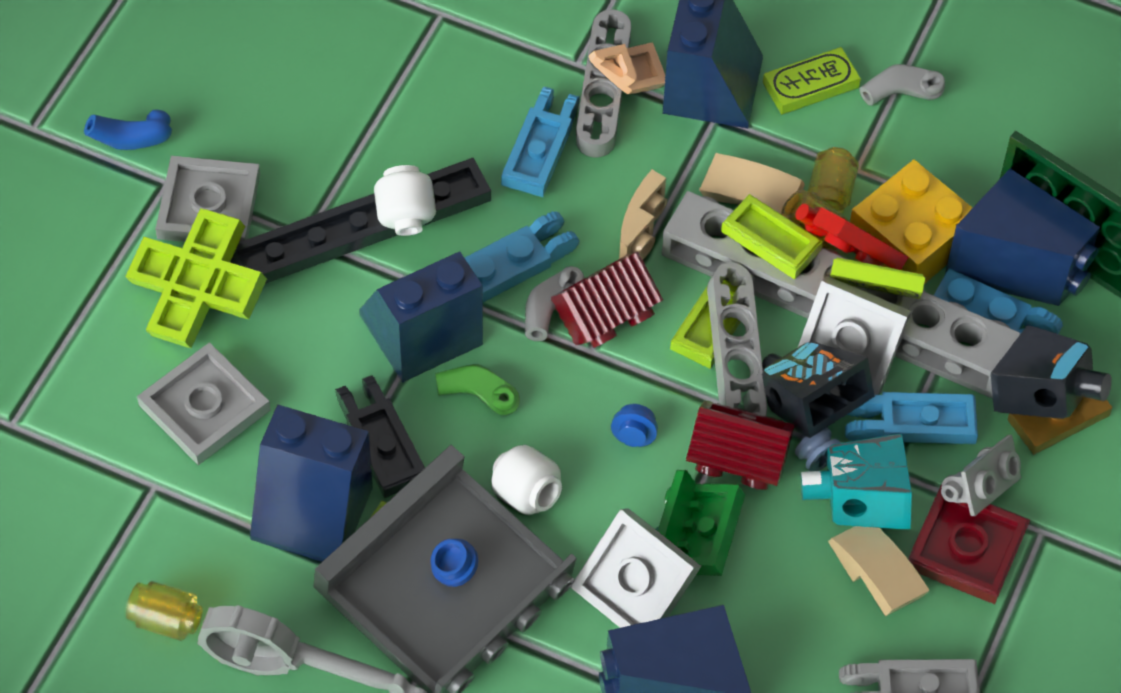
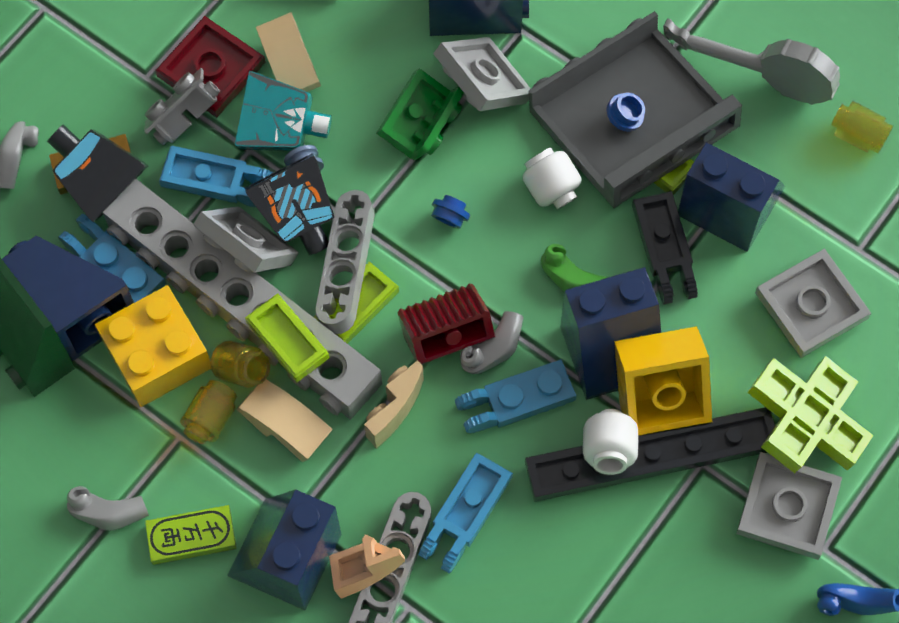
camera: 165 degrees left, 10 degrees up
(357, 264) = (664, 380): none -> yellow brick
(739, 444) = (368, 168): dark red brick -> none
(849, 237) = (218, 297): red plate -> none
(878, 278) = (210, 264): lime tile -> none

